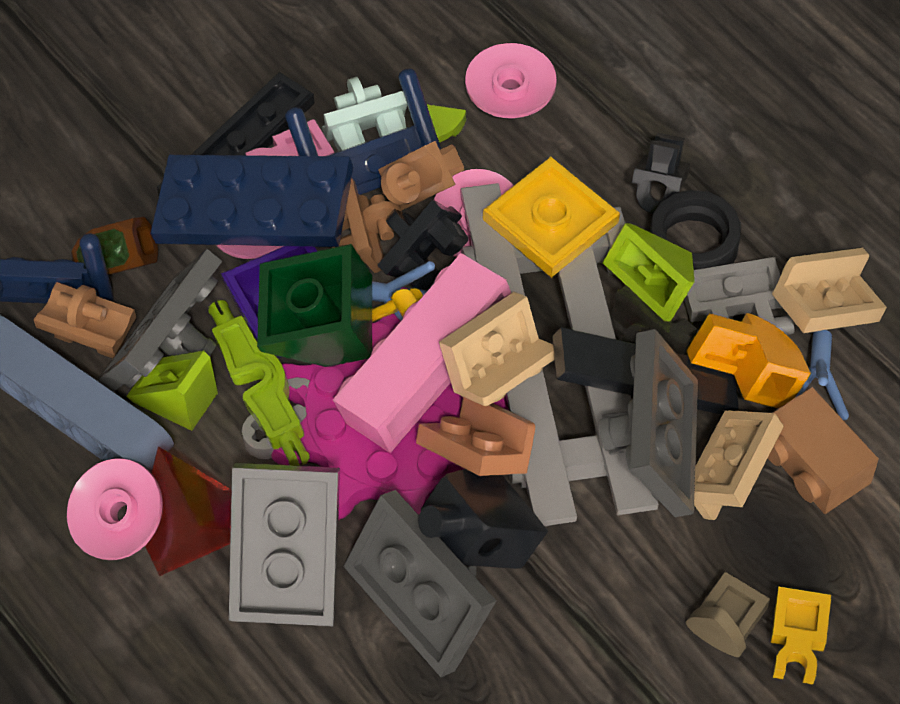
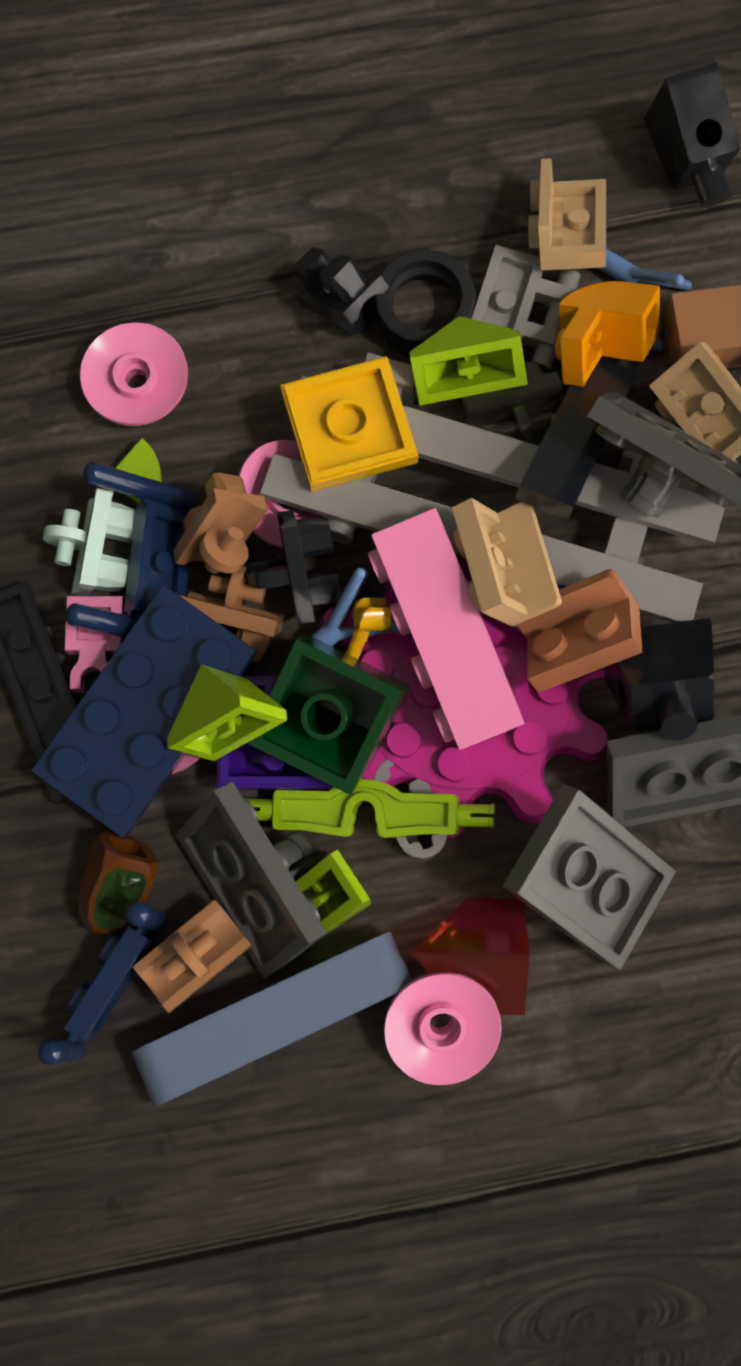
camera: 60 degrees left, 20 degrees up
(270, 233) = (222, 715): none -> lime slope

